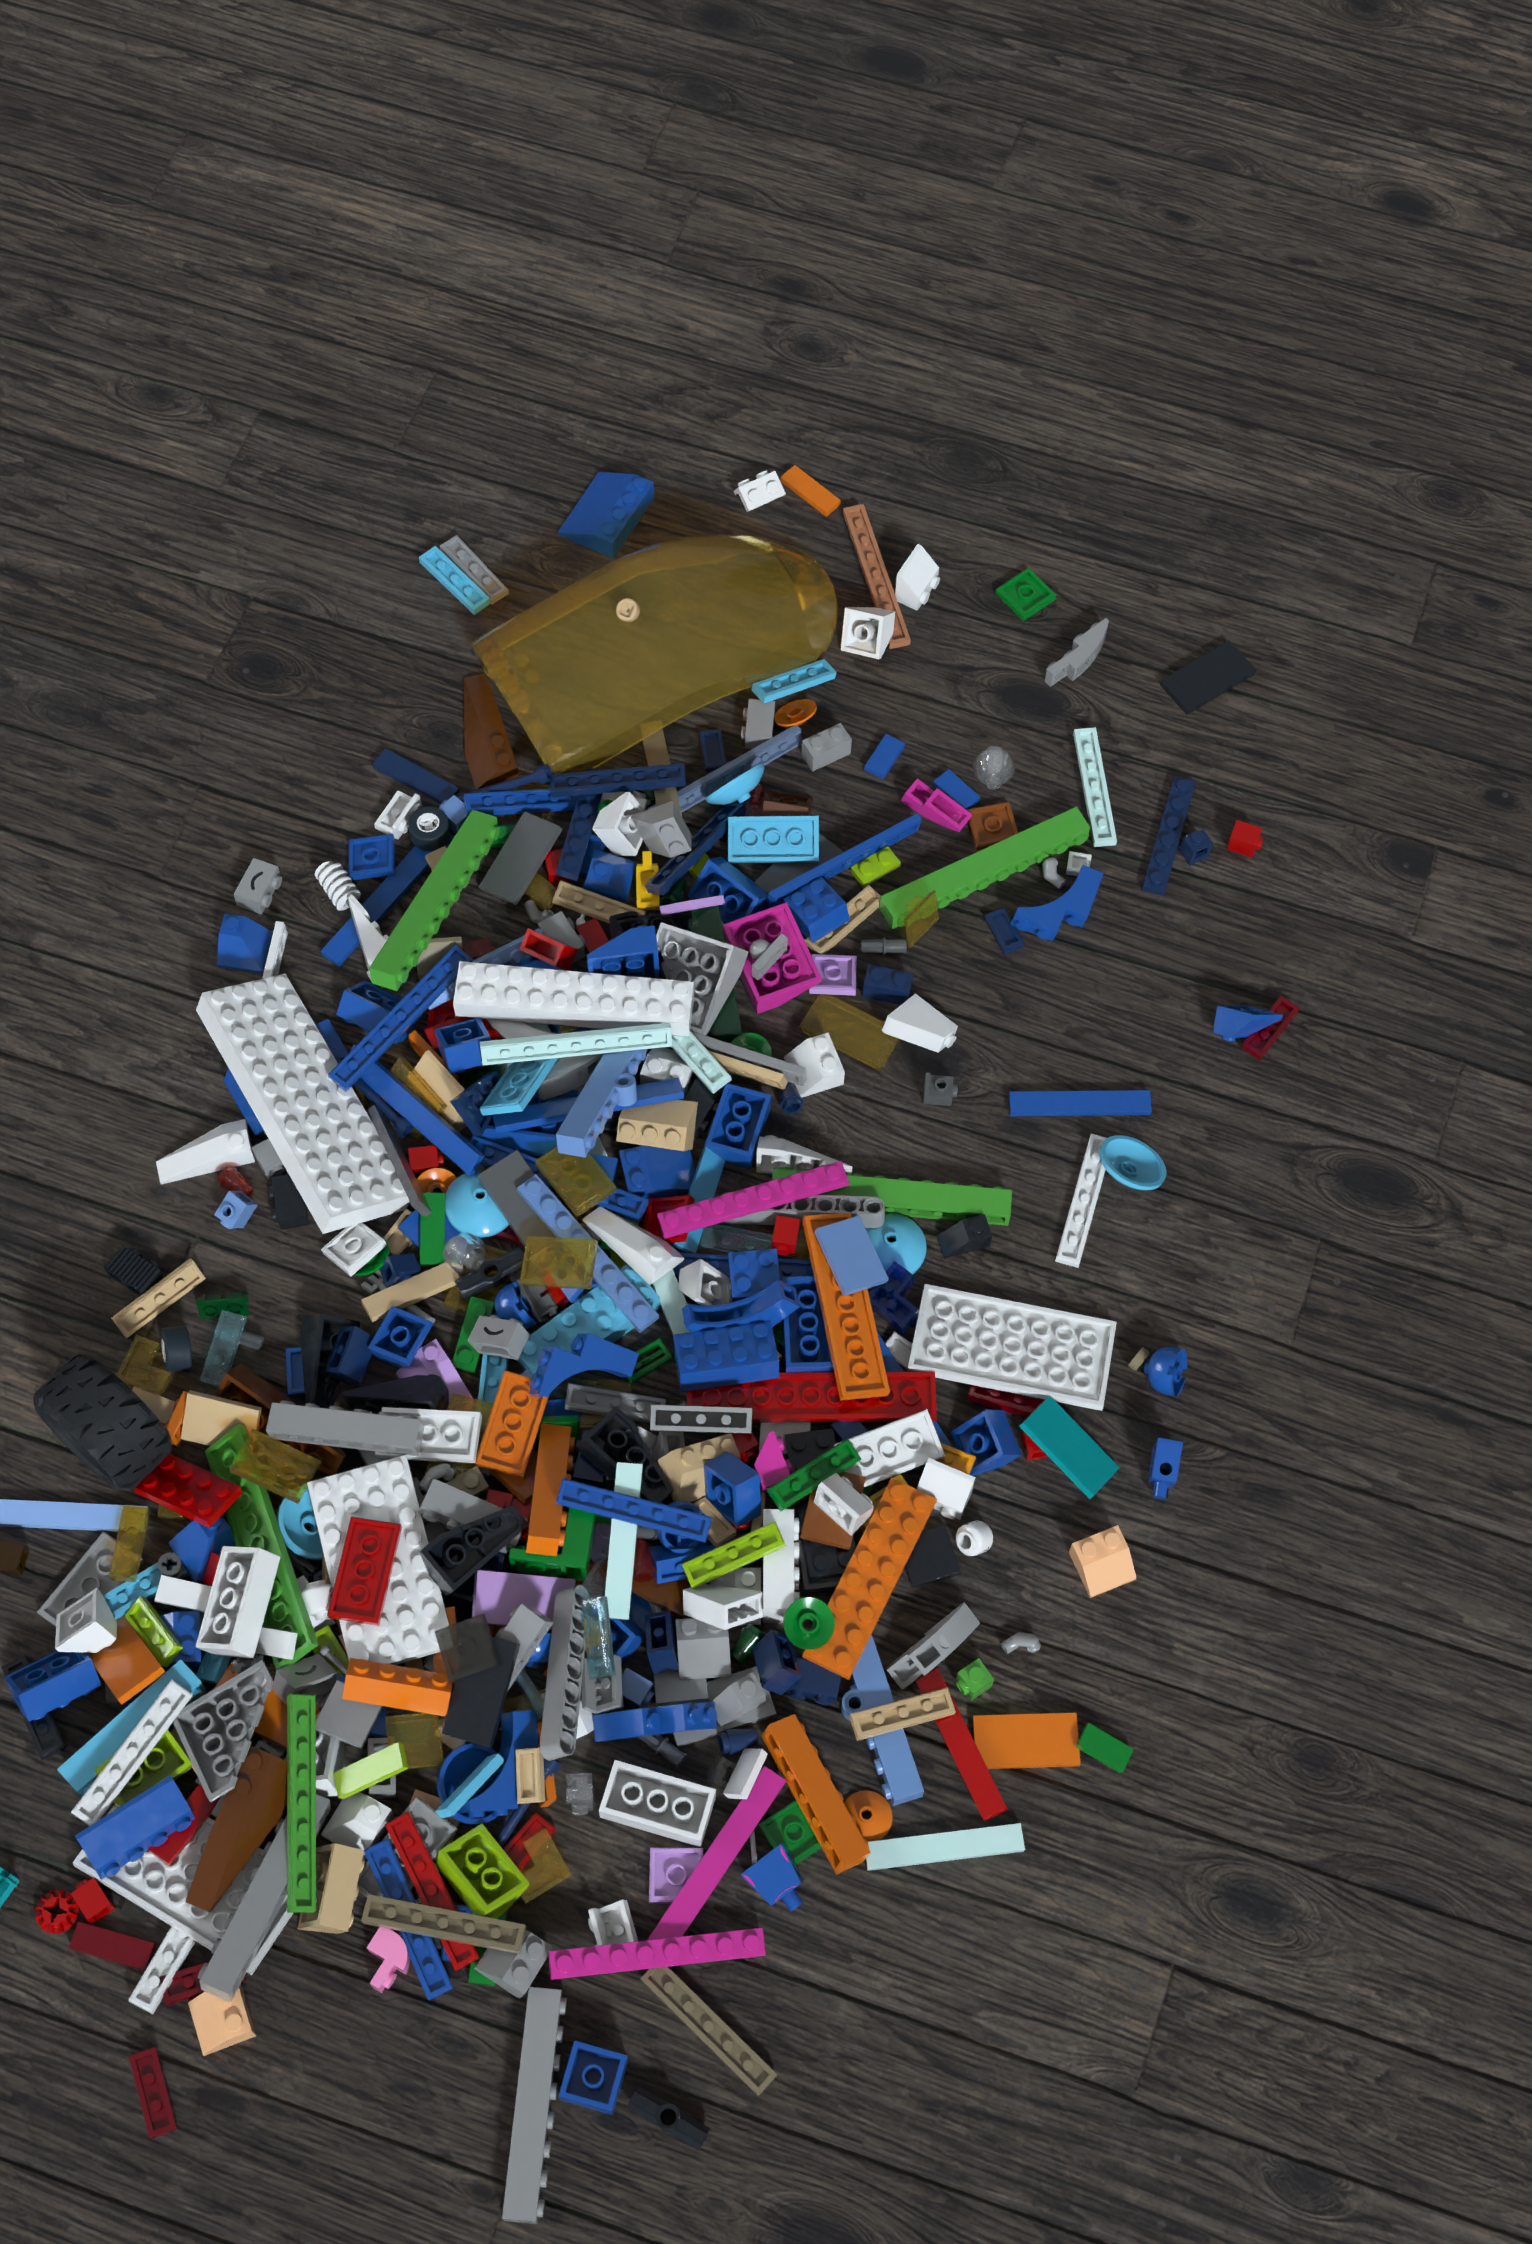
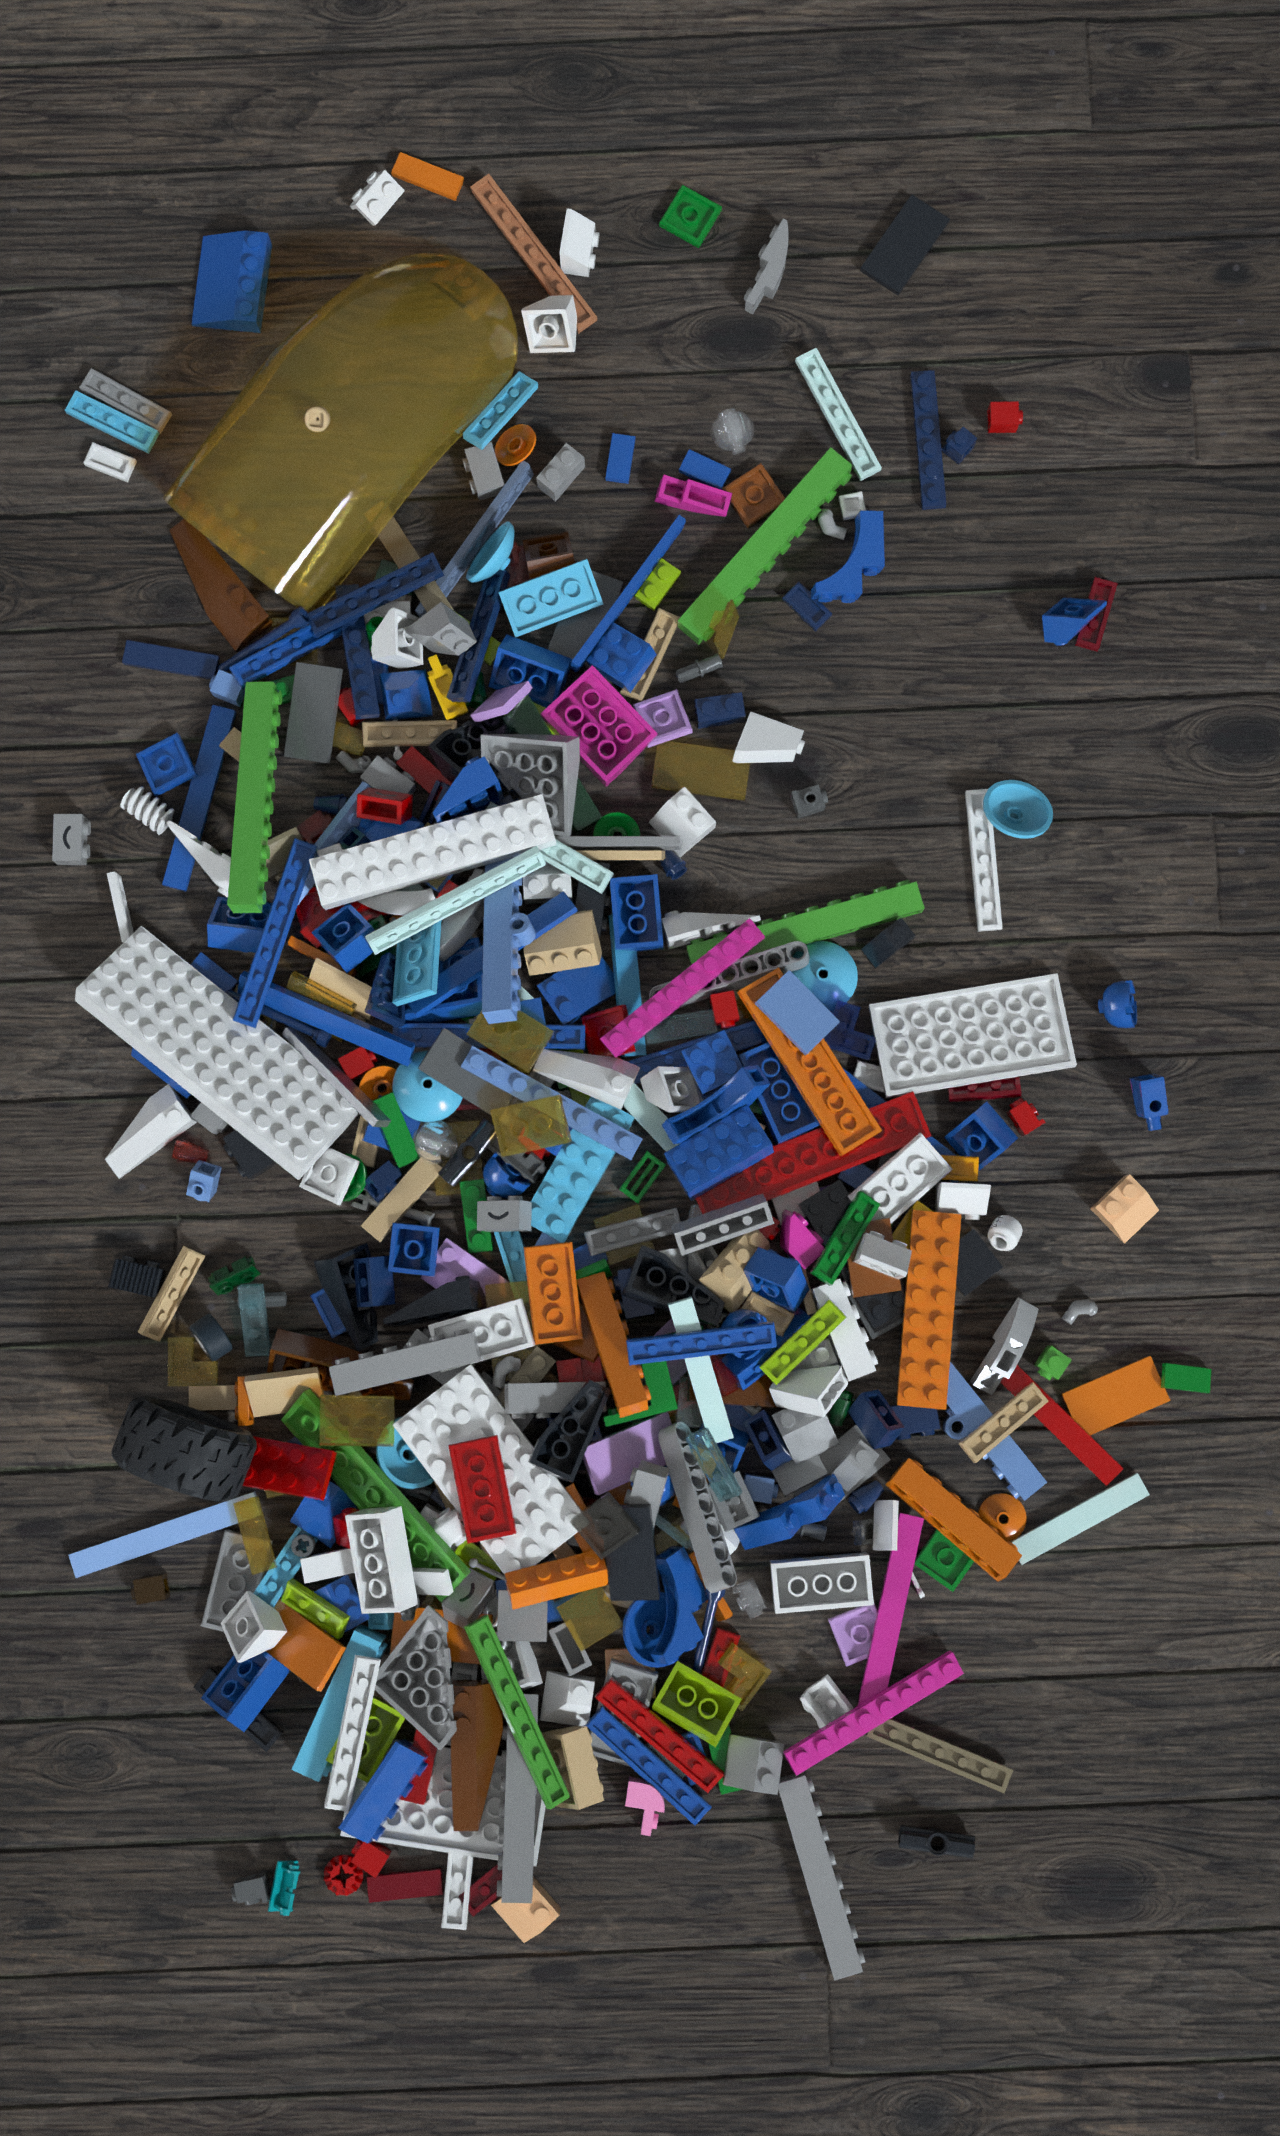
camera: 15 degrees left, 20 degrees up
(153, 2093) = (497, 1991): dark red plate -> none
(243, 944) = (85, 906): blue slope -> none
(370, 1770) = (564, 1660): lime tile -> none
(397, 813) = (172, 708): white bracket -> none
(429, 828) = (207, 706): black wheel -> none
(438, 610) = (110, 462): none -> white tile
(444, 1924) = (684, 1764): dark tan plate -> none
(470, 1786) = (656, 1638): medium azure tile -> none
(500, 938) = (330, 804): none -> dark blue cone
(530, 1776) = (704, 1609): tan tile -> none
(587, 1354) = (593, 1204): blue arch -> none
(593, 2077) = (862, 1836): blue brick -> none
(712, 749) = (449, 516): dark blue tile -> none
(766, 954) = (596, 731): light grey tile -> none
(776, 1877) = (947, 1606): blue torso -> none
(820, 1617) = (905, 1379): green dish -> none
(1069, 1447) = (1059, 1115): teal tile -> none
(1079, 1103) = (944, 762): blue tile -> none
(1138, 1359) = (1089, 1001): dark tan tile -> none

